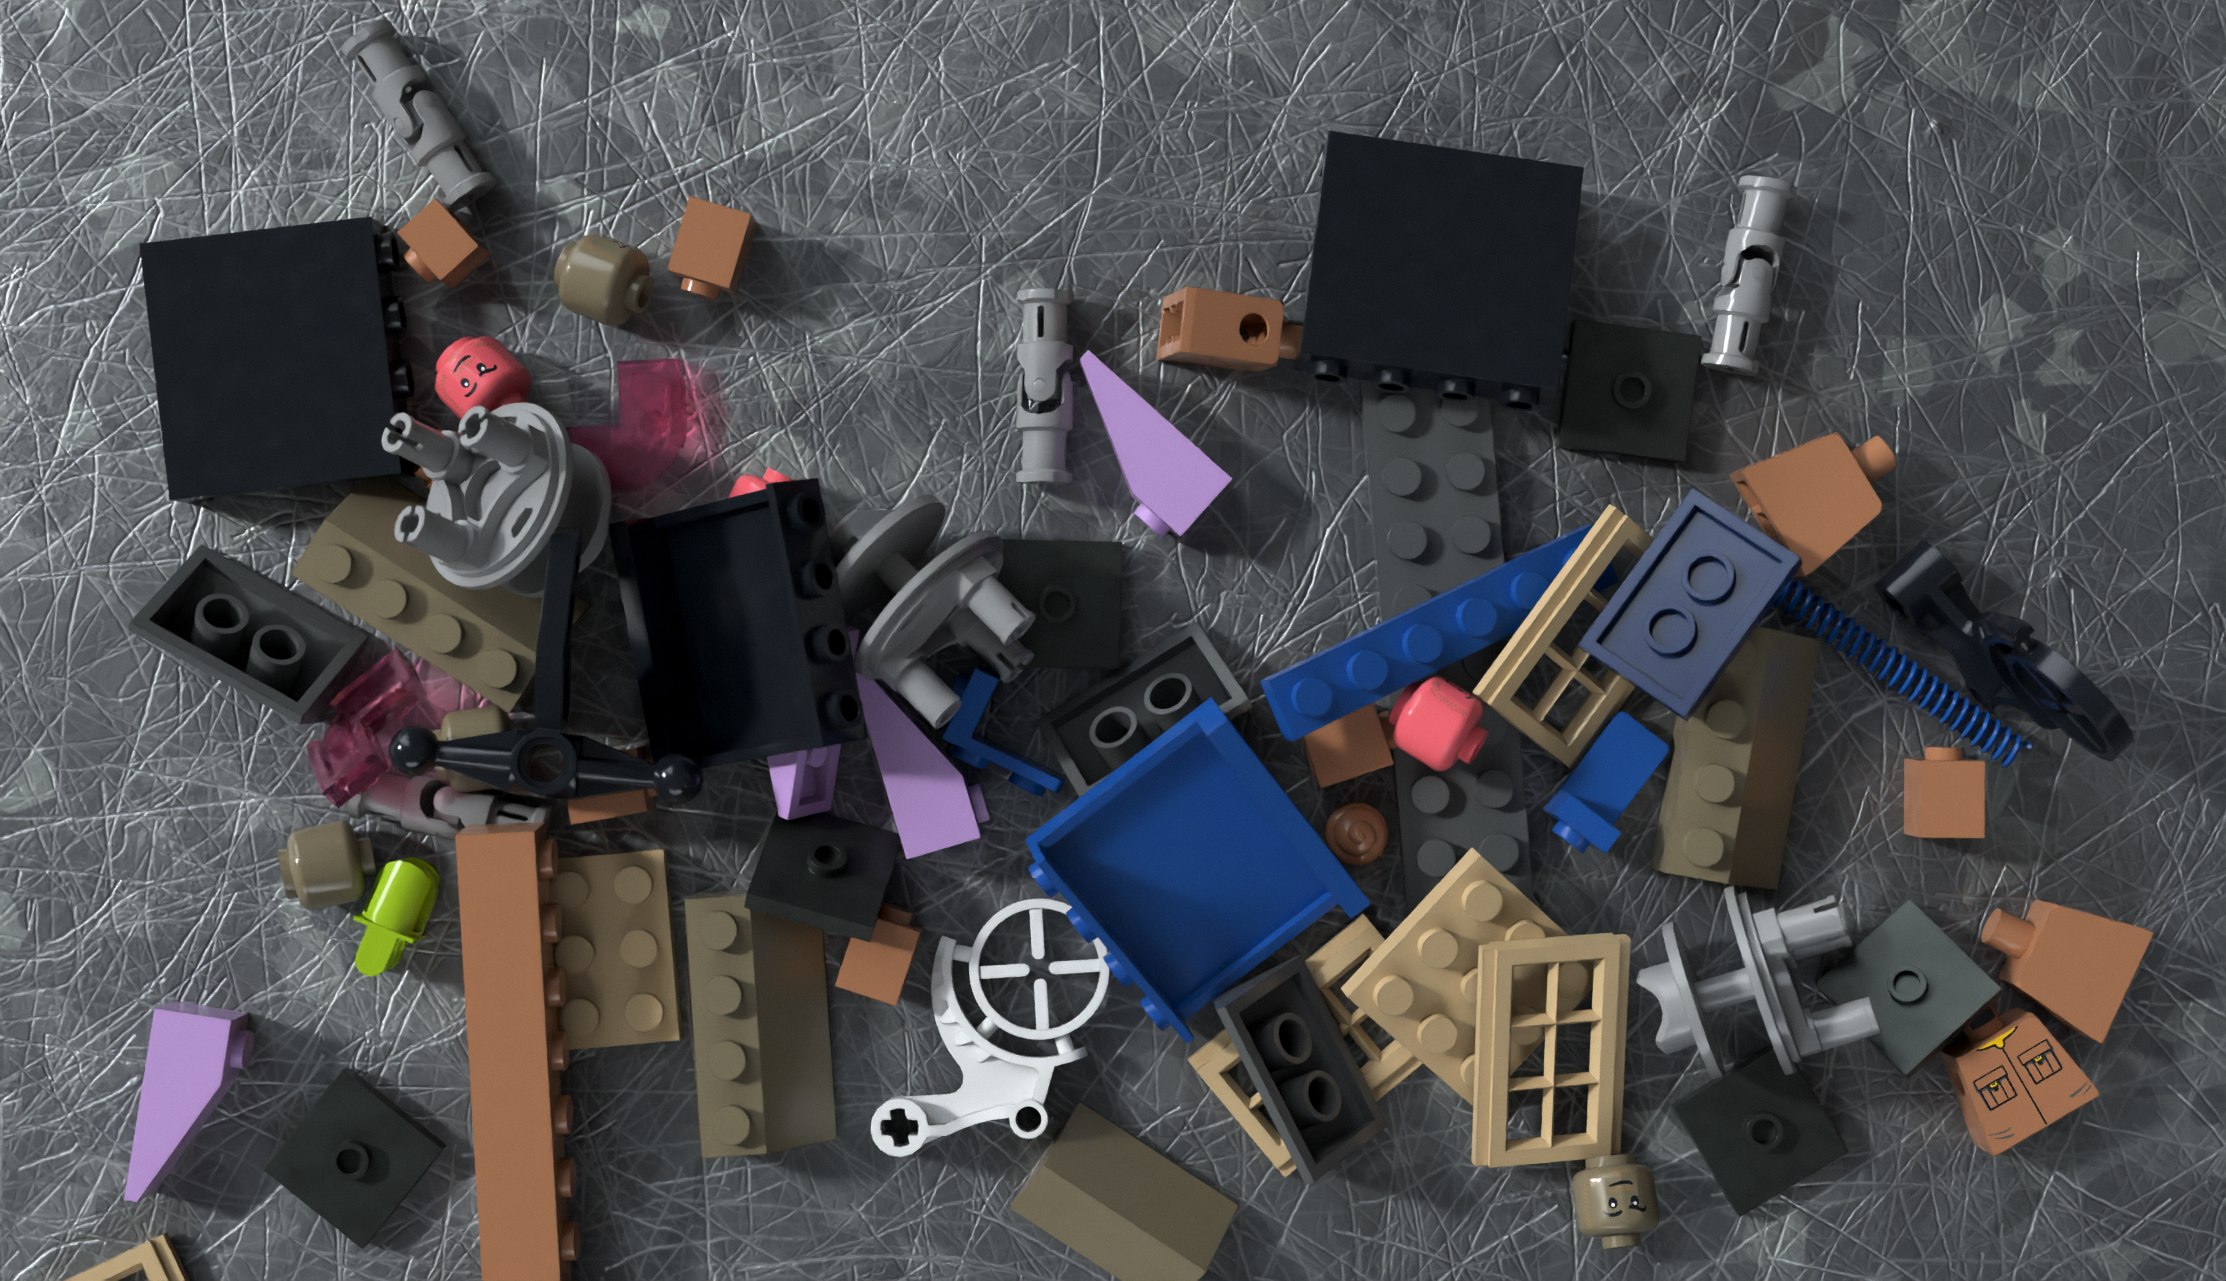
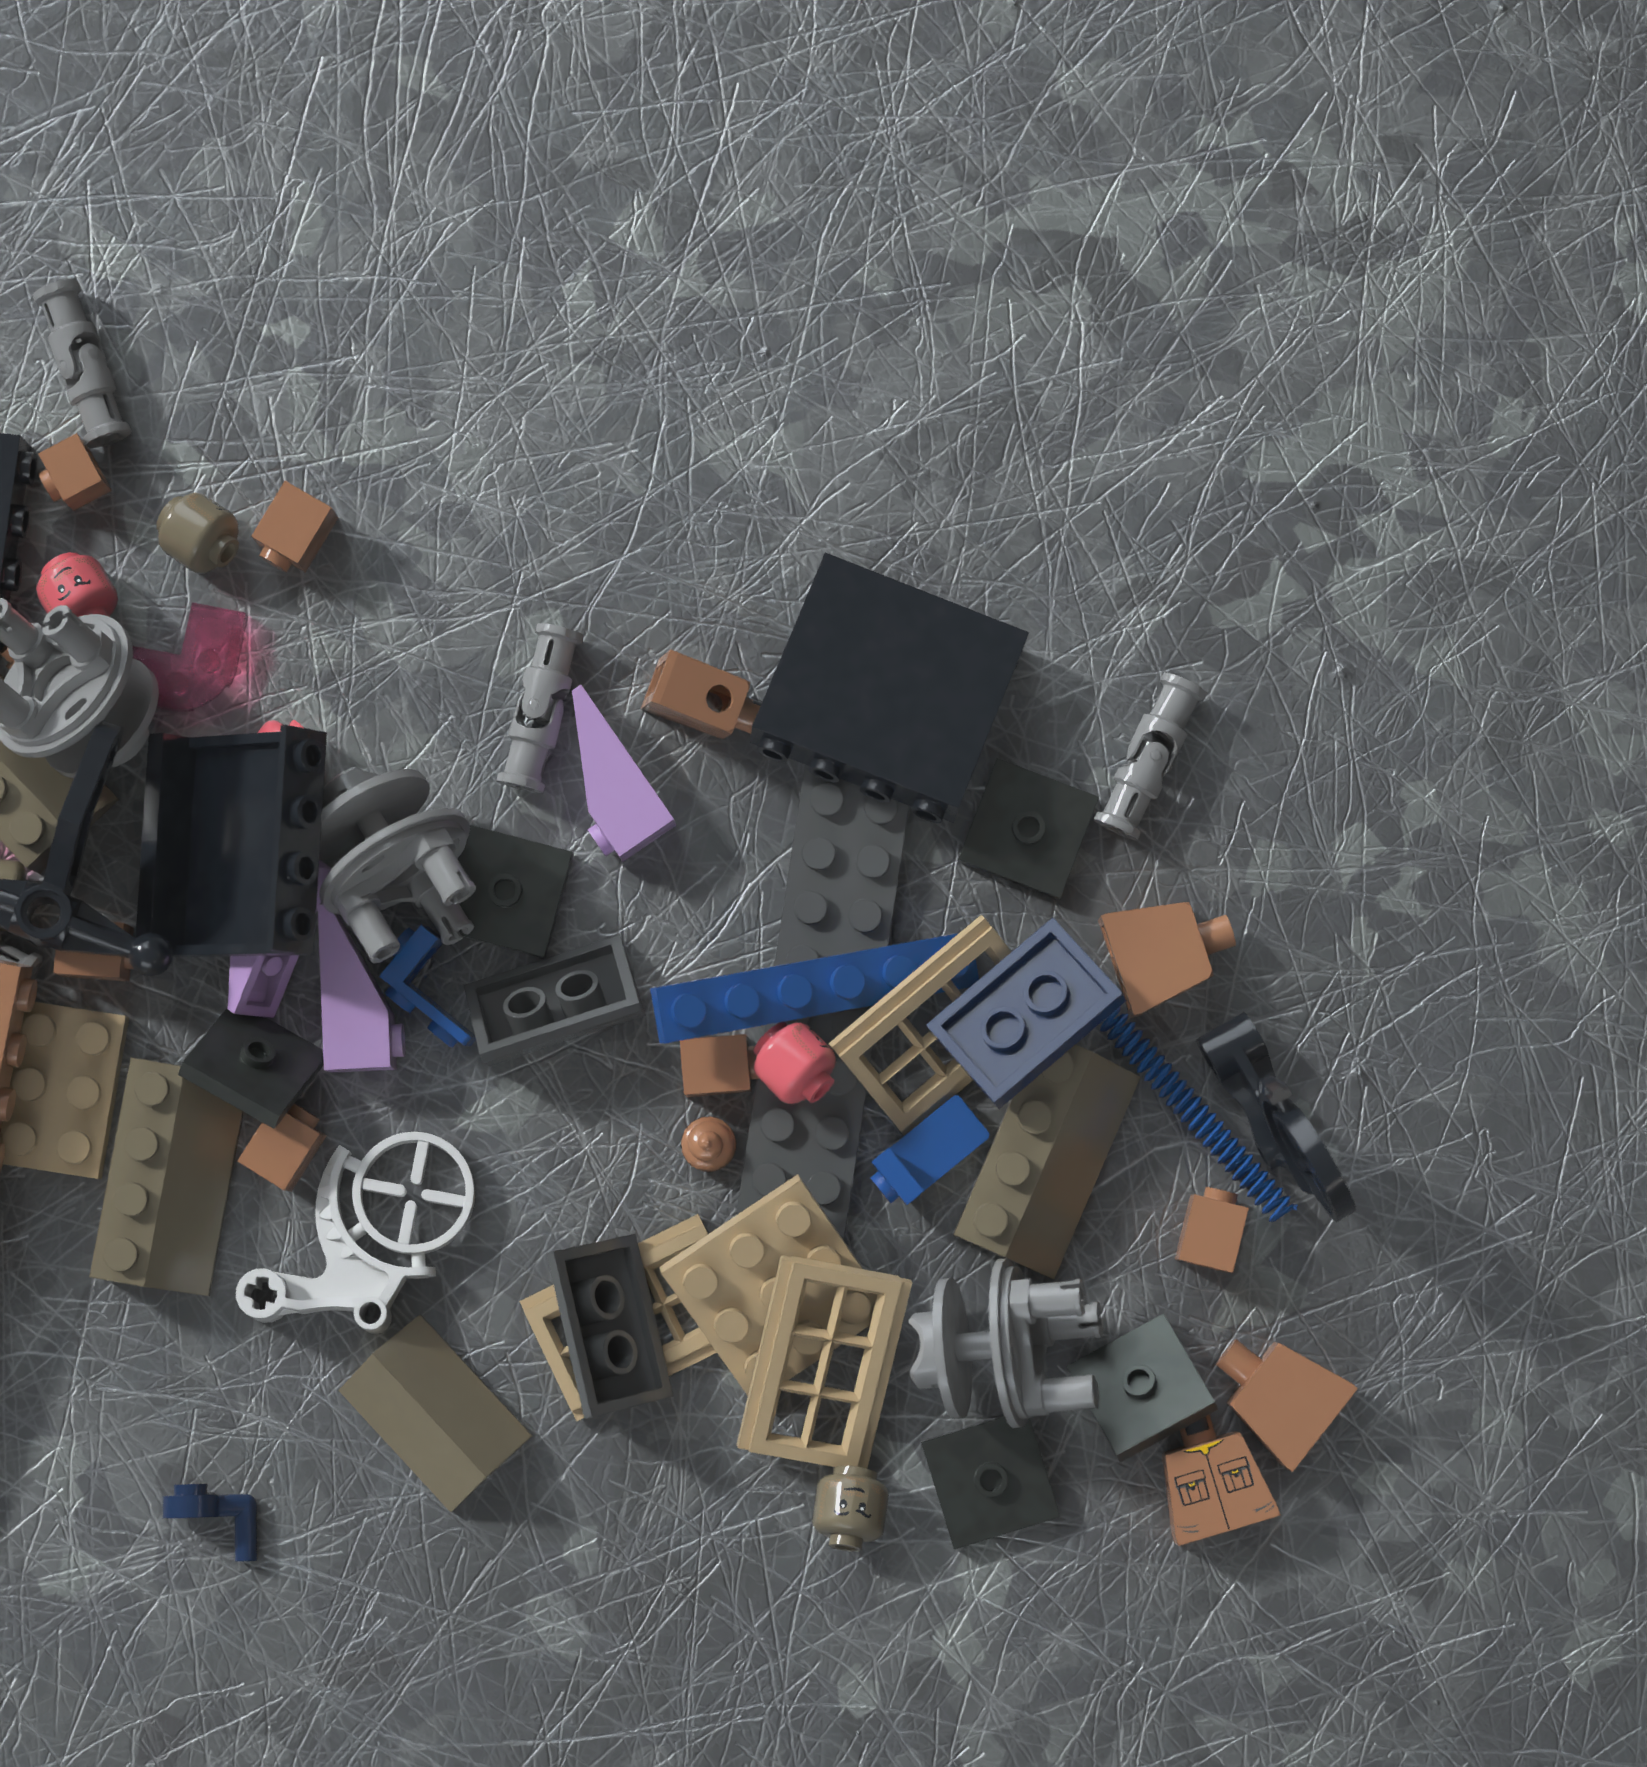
camera: 20 degrees right, 5 degrees down
(1189, 866) = (558, 1134): blue panel -> none

